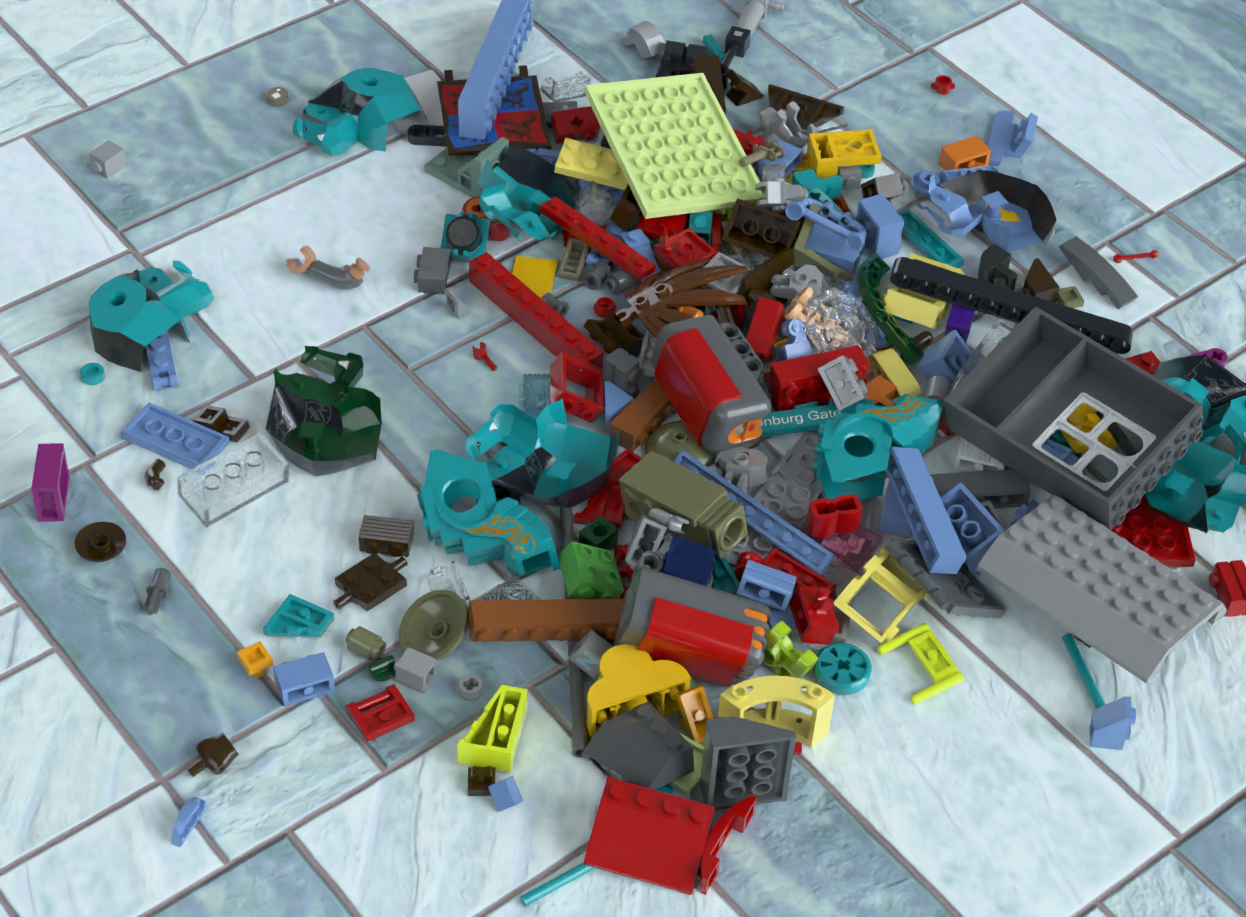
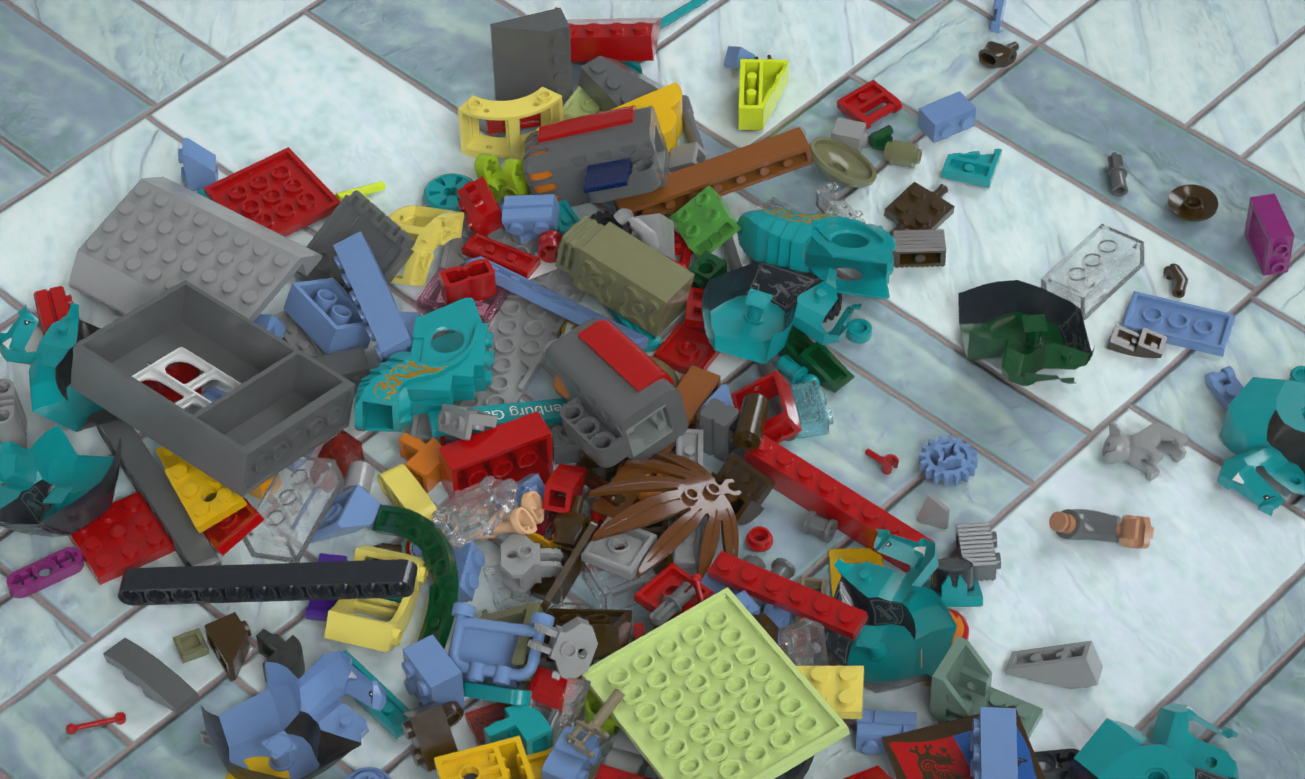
camera: 175 degrees right, 0 degrees up
(255, 659) = (997, 122): light orange tile -> none
(262, 325) = (1145, 447): none -> light grey animal
(403, 185) = (1060, 665): none -> light grey slope
(430, 340) = (948, 460): none -> medium blue gear
(594, 354) = (751, 421): none -> dark brown brick
(690, 228) = (672, 604): none -> dark grey axle
(1029, 691) = (276, 193): none -> red plate

